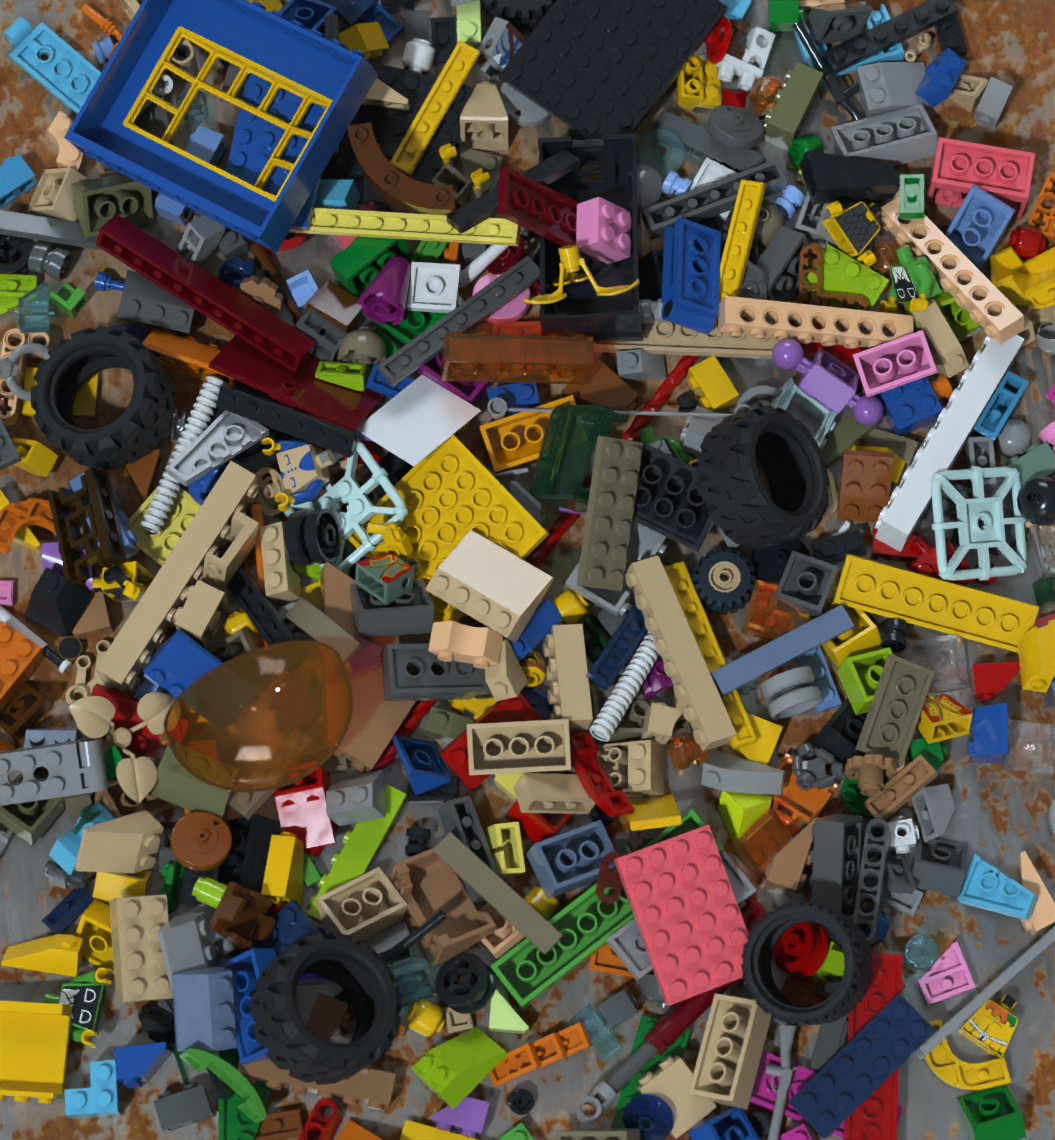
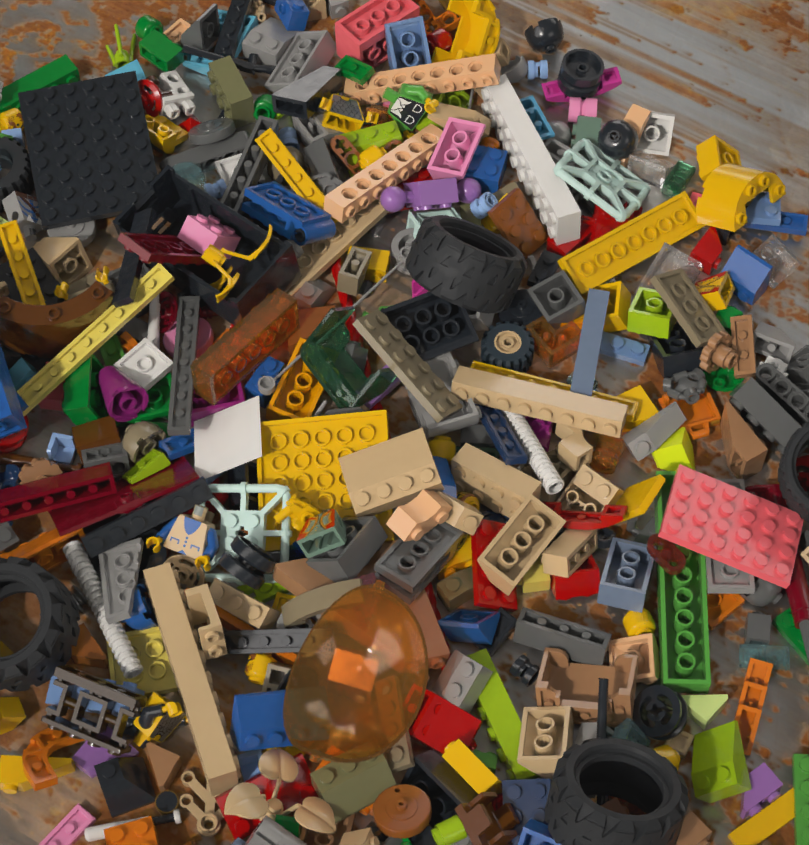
camera: 50 degrees left, 15 degrees down
(202, 614) = (230, 676): tan brick -> none
(497, 893) = (614, 636): dark tan tile -> none
(507, 849) = (582, 611): light yellow piece -> none
(520, 1101) = (775, 745): black tile -> none
(686, 381) = (353, 271): none -> dark tan slope
(696, 429) = (396, 288): light grey brick -> none
(762, 842) = (709, 452): clear orange slope -> none
(764, 93) = (207, 103): clear orange head -> none
(791, 693) = (619, 362): light grey wheel -> none
(822, 295) = (370, 155): none -> yellow head
(862, 437) = (486, 203): none -> light blue wheel
(895, 633) = (632, 280): black wheel -> none

